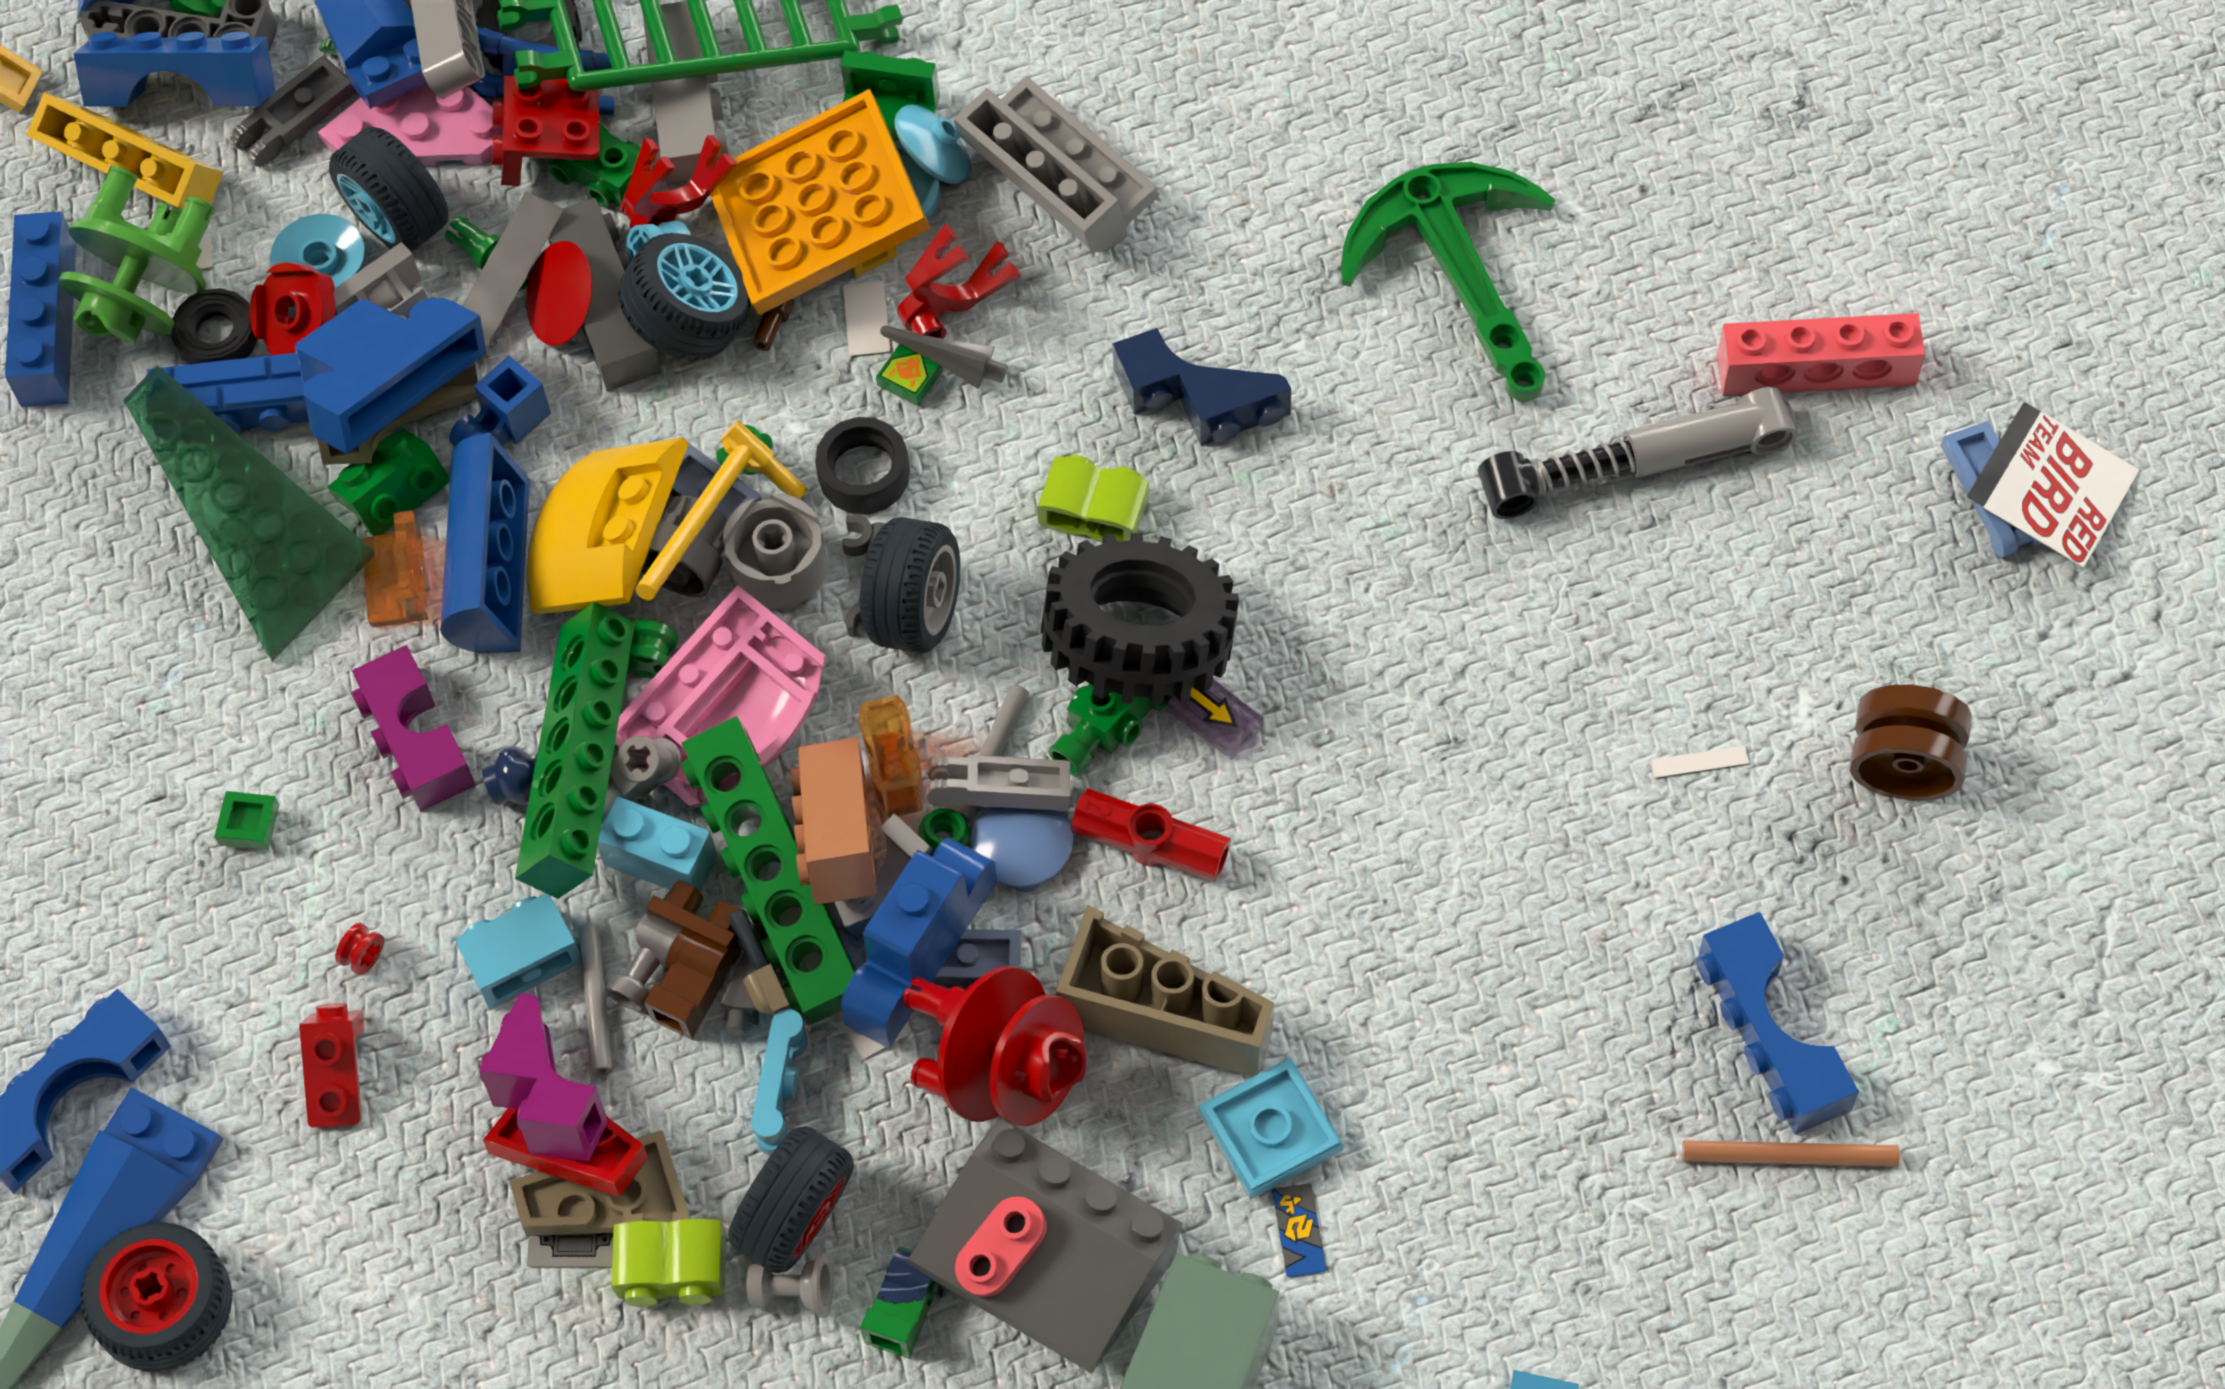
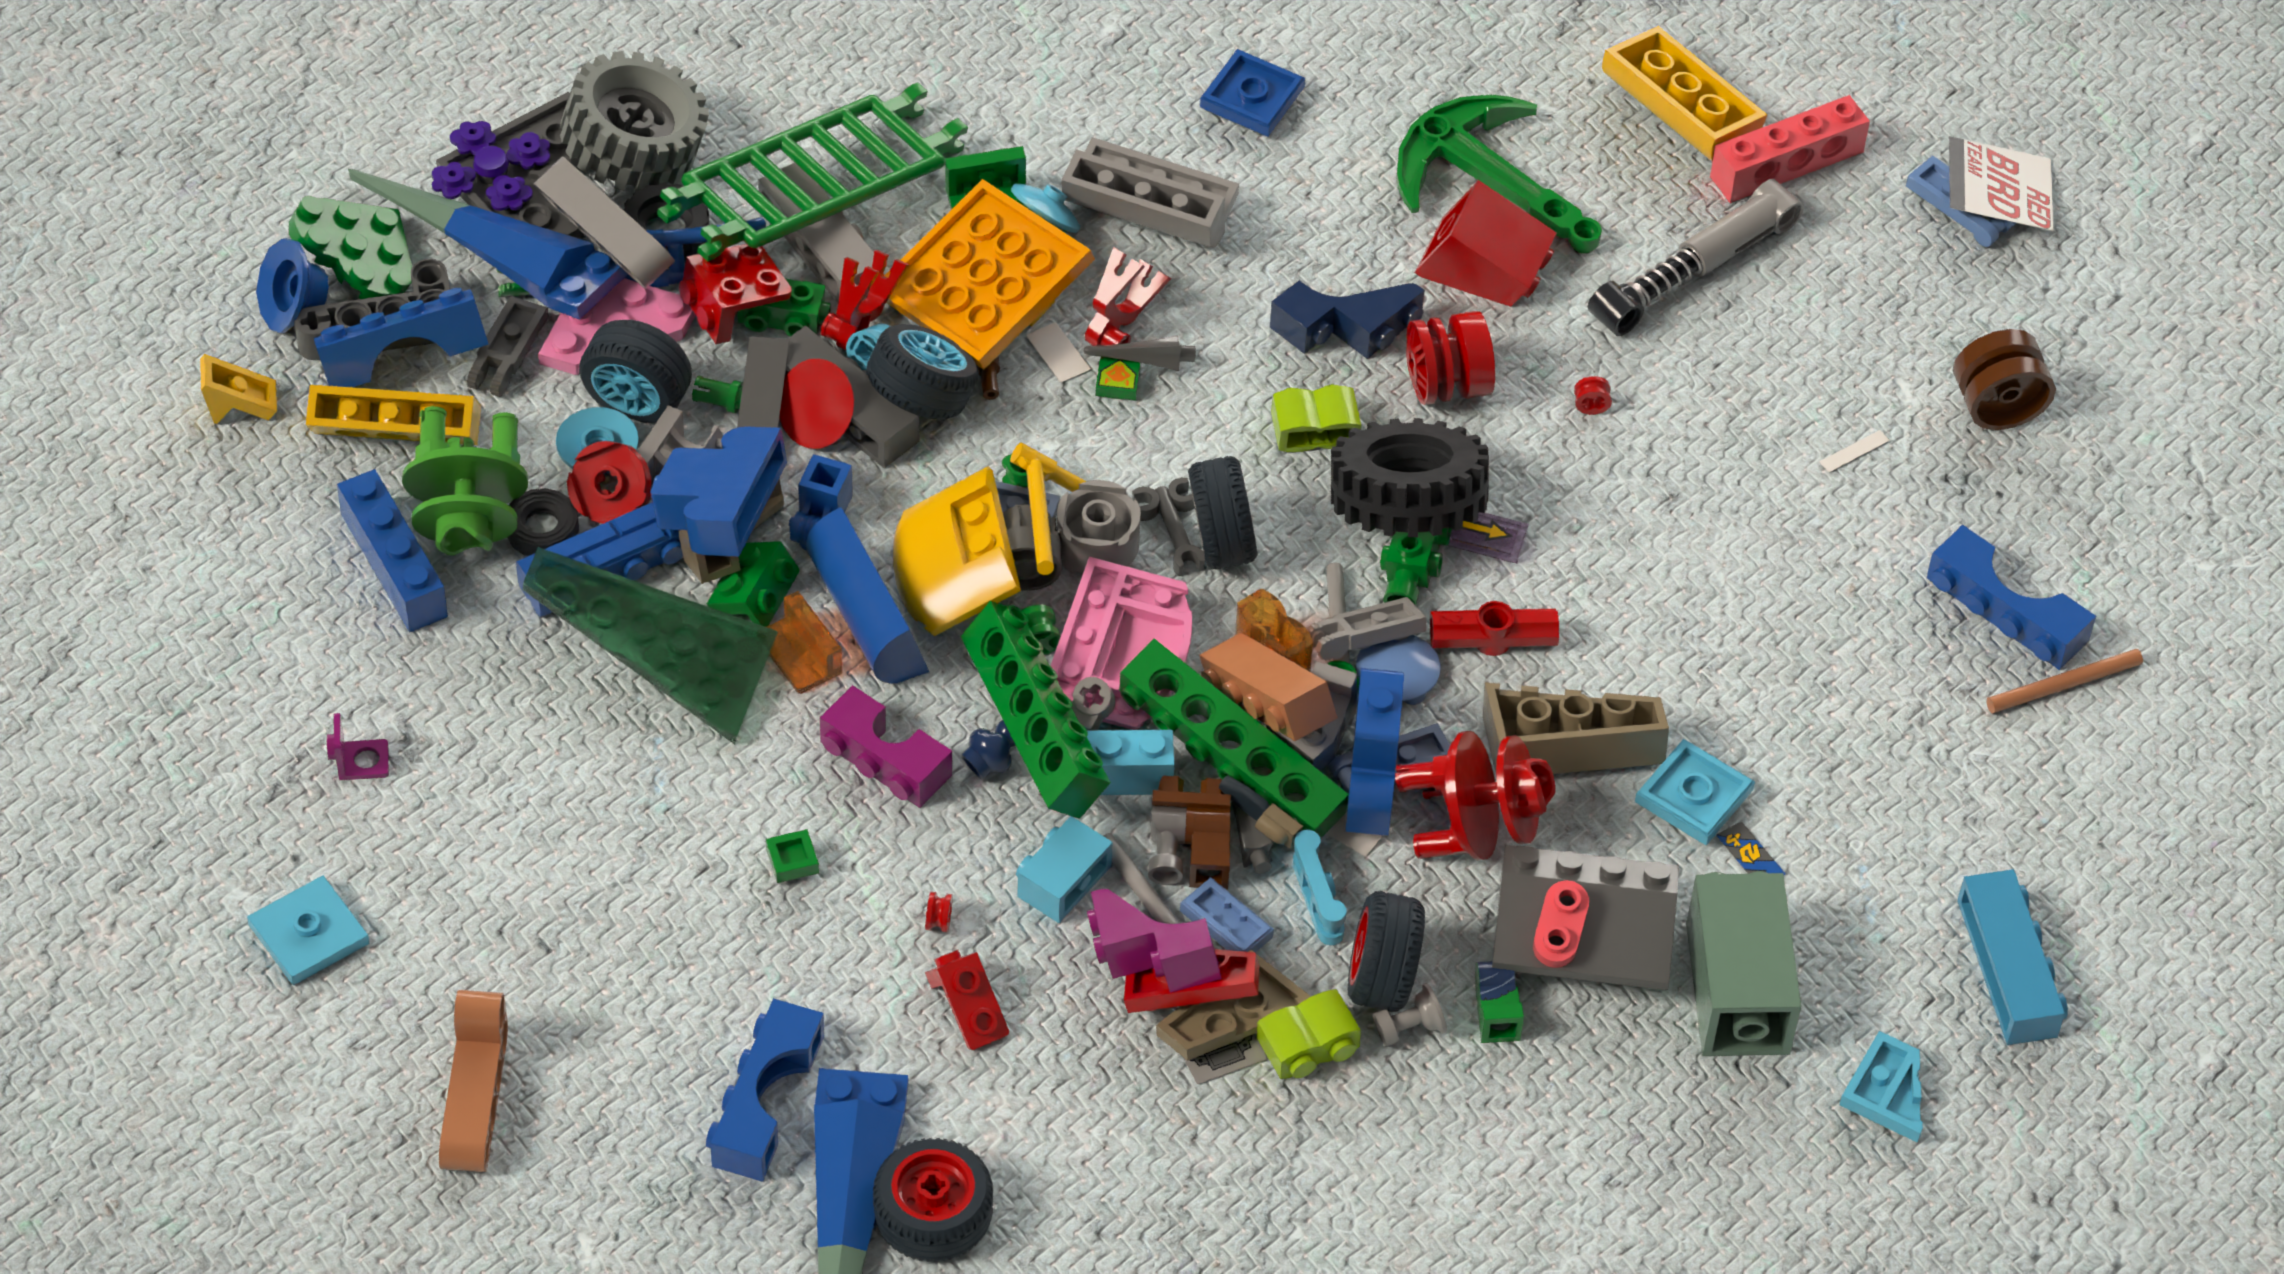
camera: 30 degrees left, 10 degrees down
(660, 1080) = (1227, 918): none -> medium blue plate
(853, 434) = (1123, 427): black tyre -> none
(1243, 78) = (1252, 92): none -> blue plate
(1273, 483) = (1457, 356): none -> red wheel
(1400, 361) = (1488, 248): none -> red slope
(1423, 584) = (1592, 395): none -> red bush
(1729, 239) = (1681, 90): none -> yellow brick

